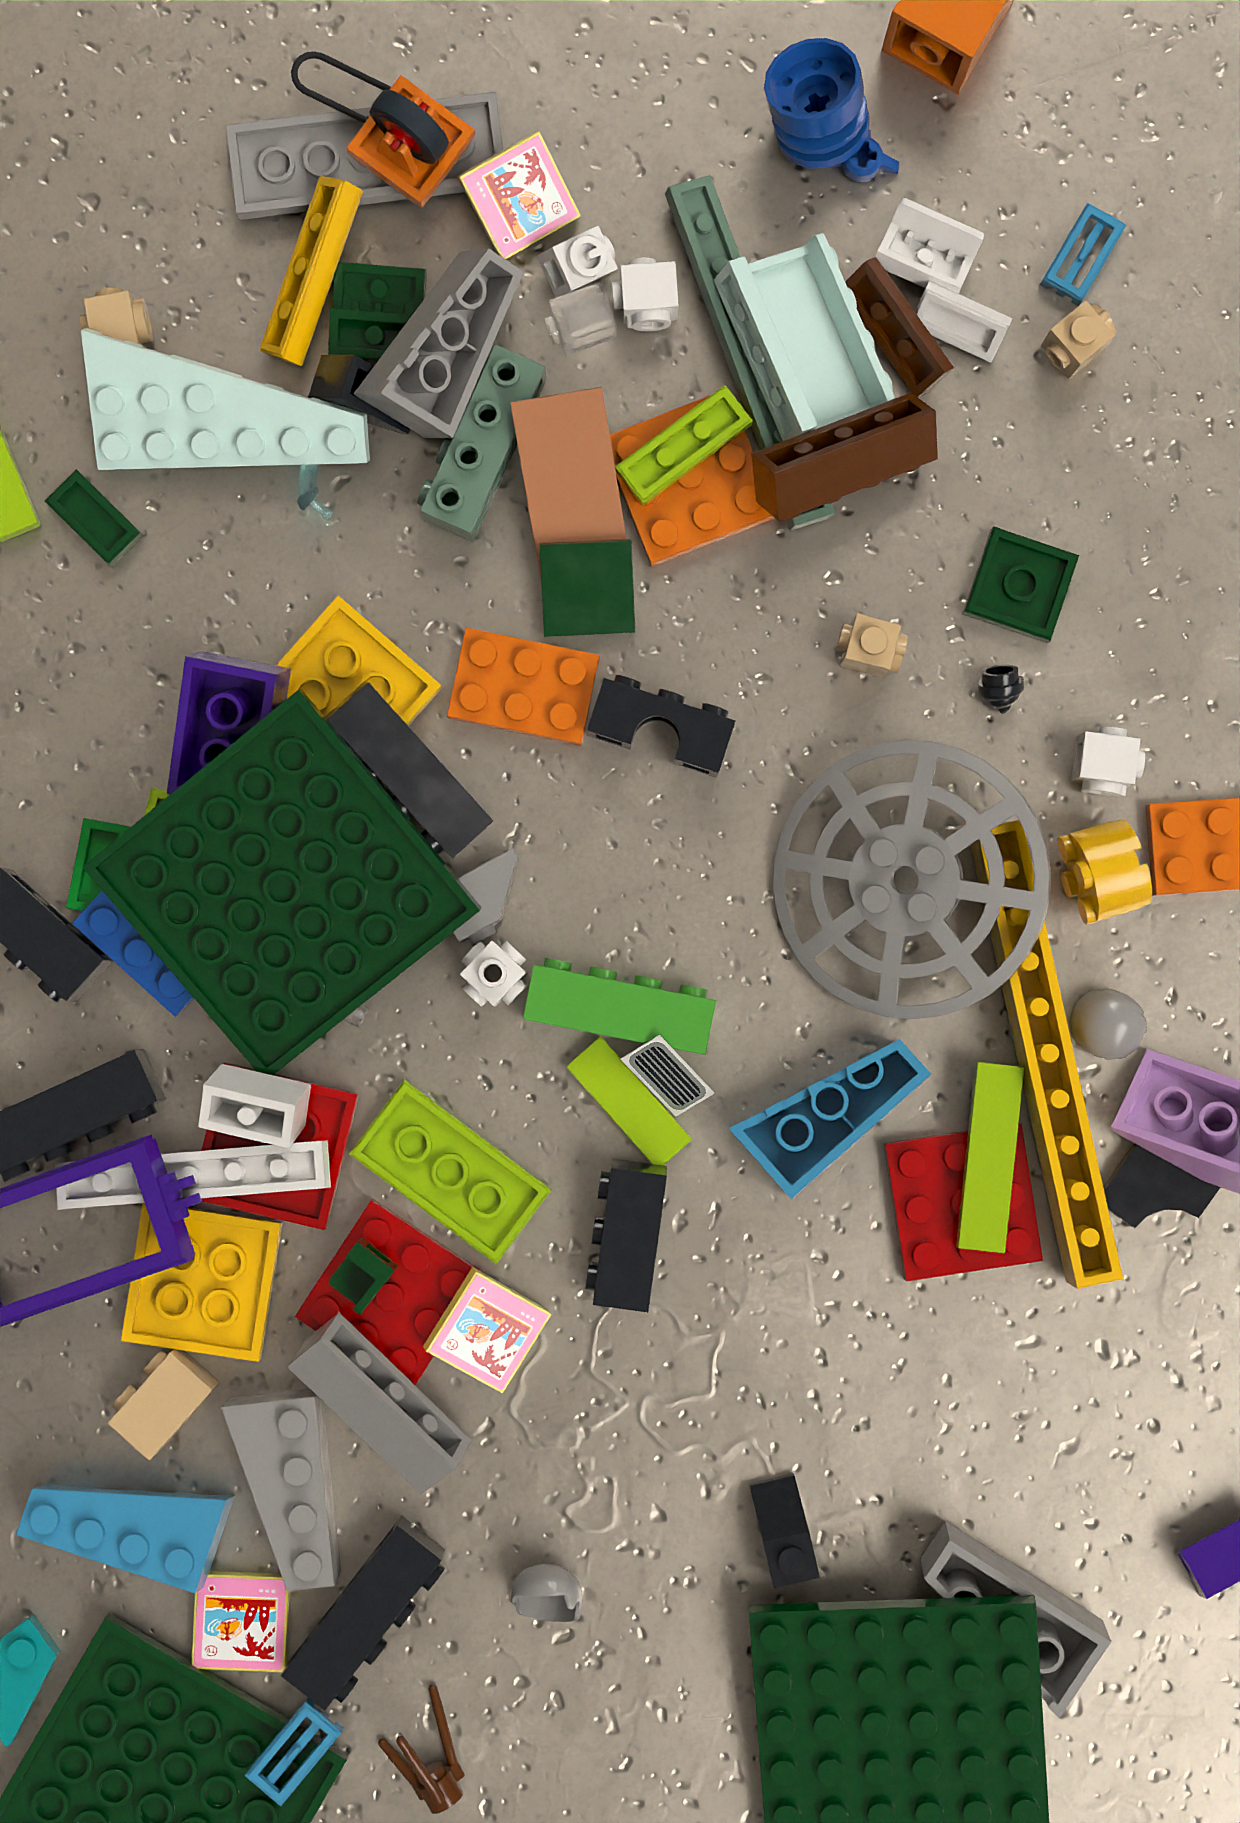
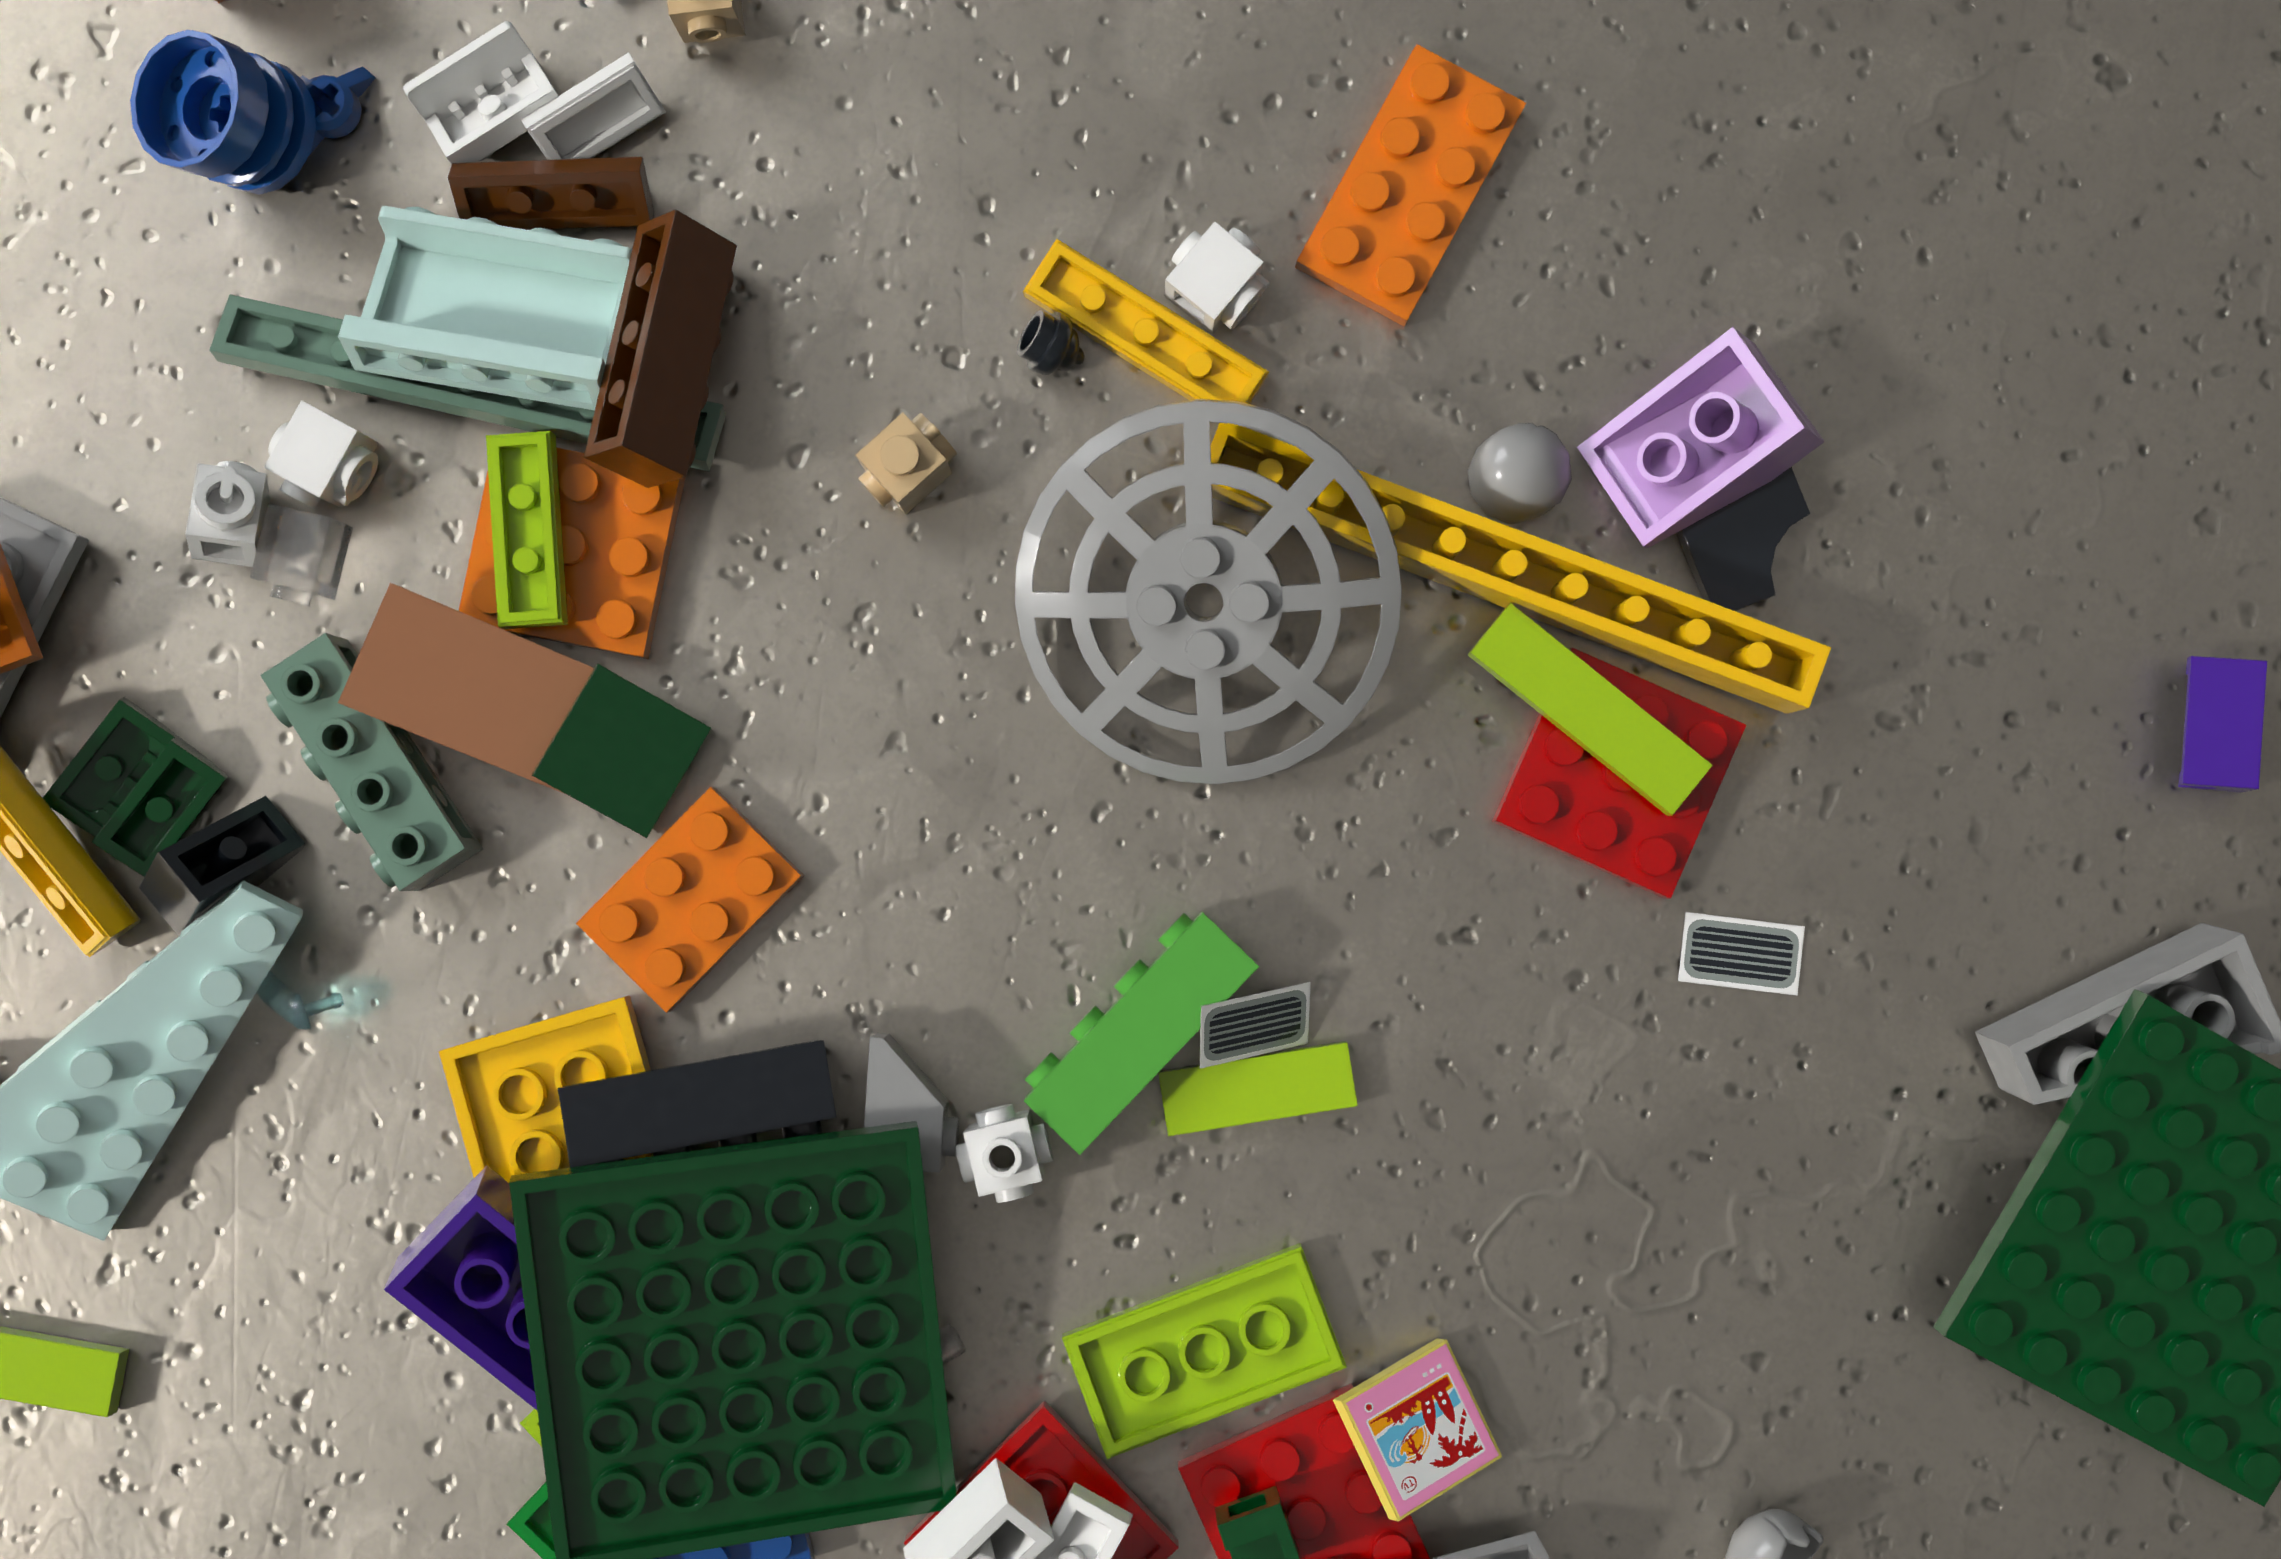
camera: 55 degrees left, 0 degrees up
(94, 518) = (160, 1281): dark green tile -> none
(443, 346) = (223, 739): light grey wedge -> none
(519, 195) = (105, 533): tile -> none
(625, 708) = (793, 798): black arch -> none
(627, 1235) = (1411, 1193): black brick -> none
(784, 1531) = (1871, 1229): black slope -> none
(819, 1124) = (1425, 880): dark azure wedge -> none
(900, 1347) = (1741, 953): none -> sticker
(1020, 584) = (946, 245): dark green tile -> none
(1046, 736) = (1141, 329): none -> yellow tile
(1104, 871) = (1342, 361): yellow brick -> none

